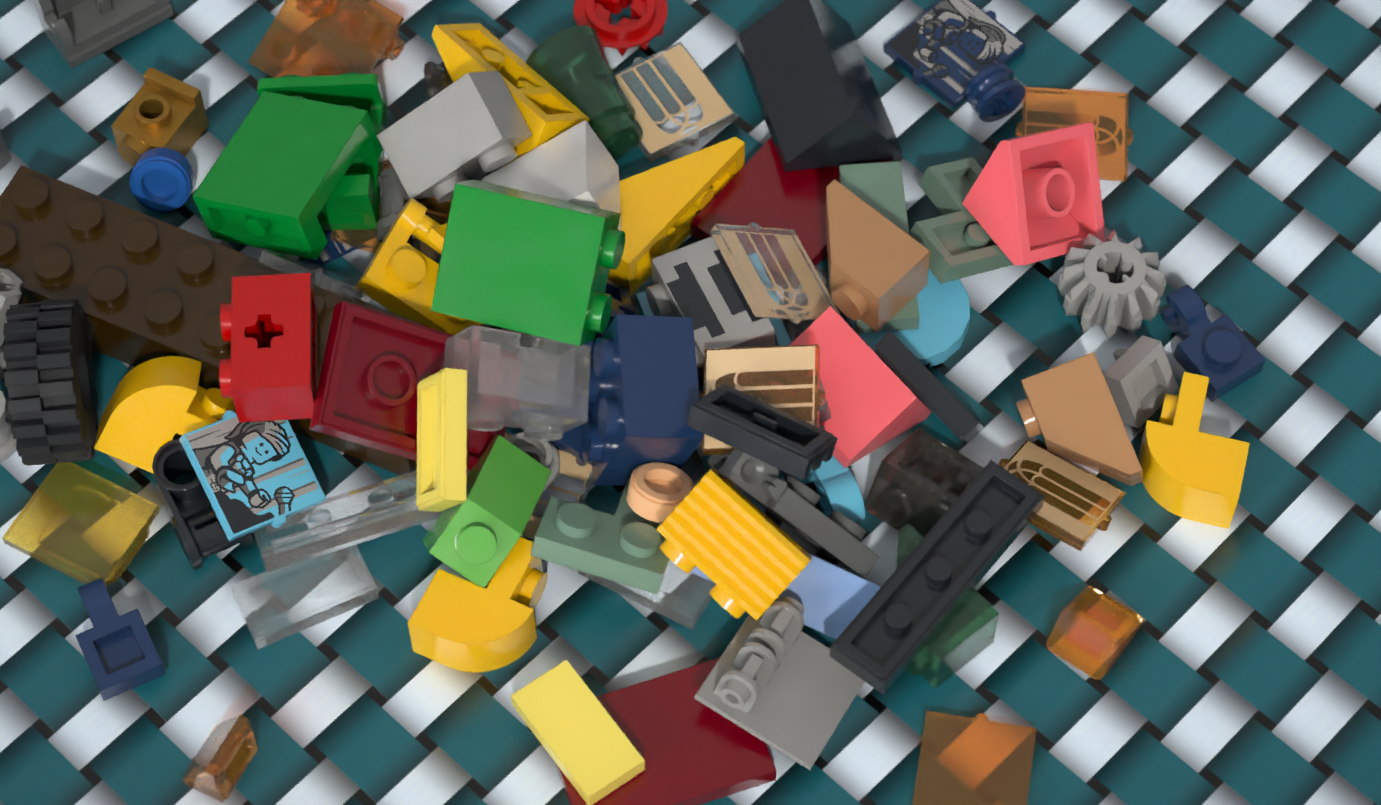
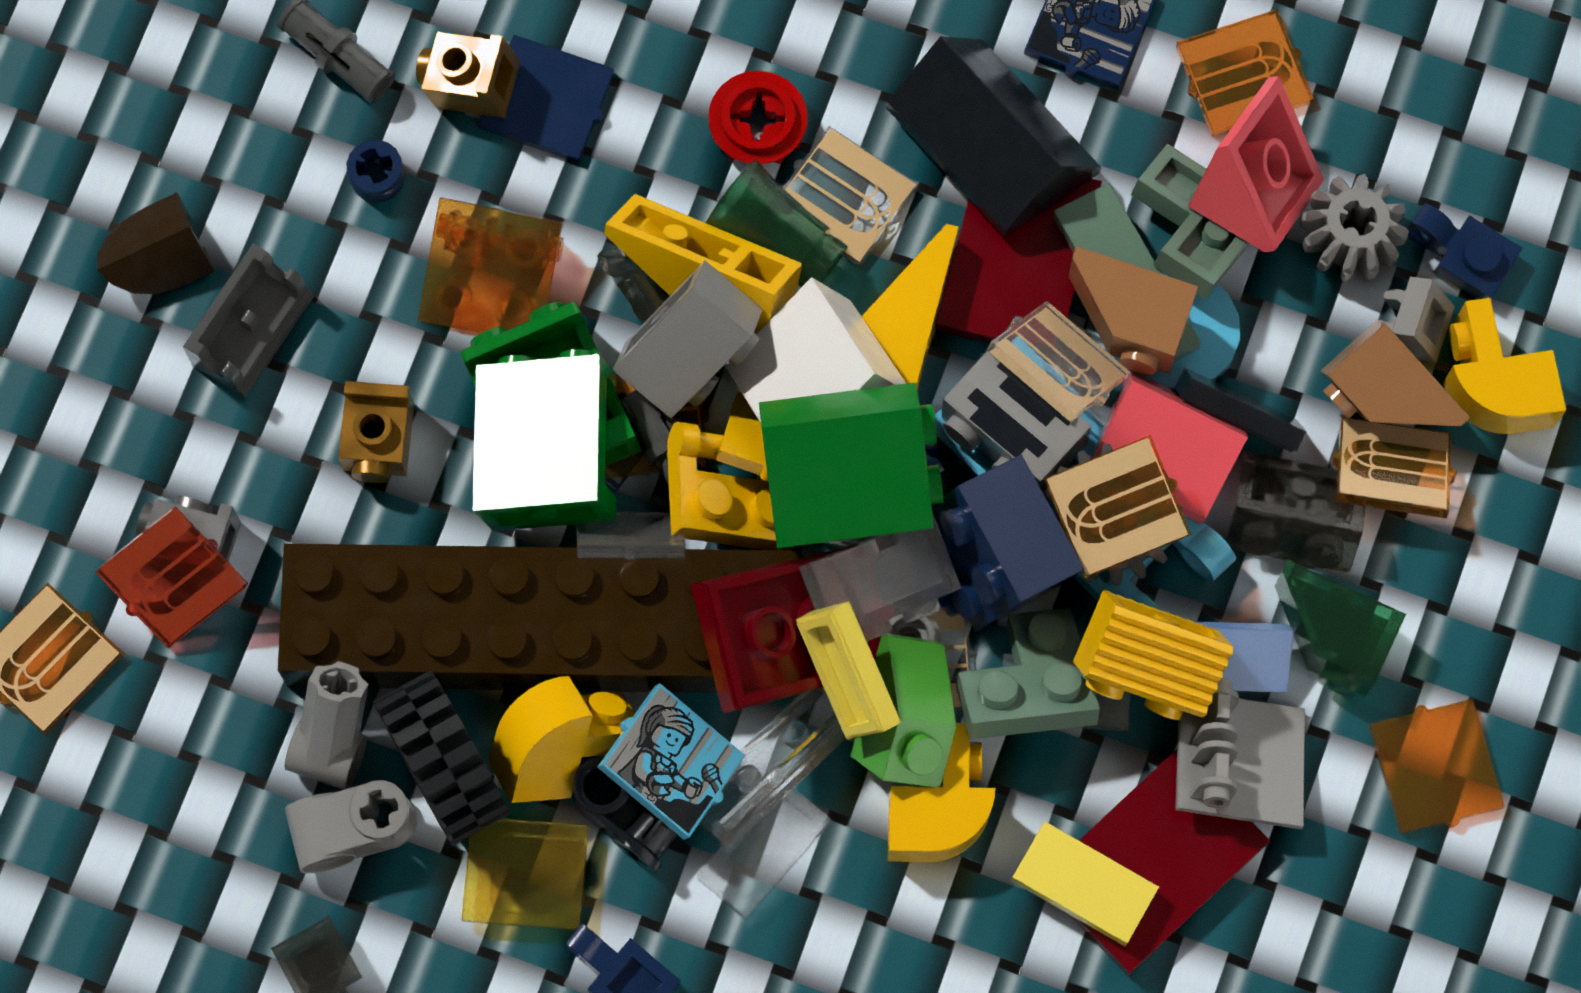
camera: 25 degrees left, 15 degrees up
(161, 179) = (412, 490): blue tile -> none
(271, 347) = (642, 606): red brick -> none
(657, 490) = (1054, 625): light nougat tile -> none
(762, 431) = (1143, 547): black tile -> none
(794, 506) = (1188, 593): dark grey hinge -> none
(936, 577) = (1340, 604): black tile -> none
(994, 92) = (1157, 64): dark blue bush -> none
(1093, 632) = (1482, 583): clear orange slope -> none

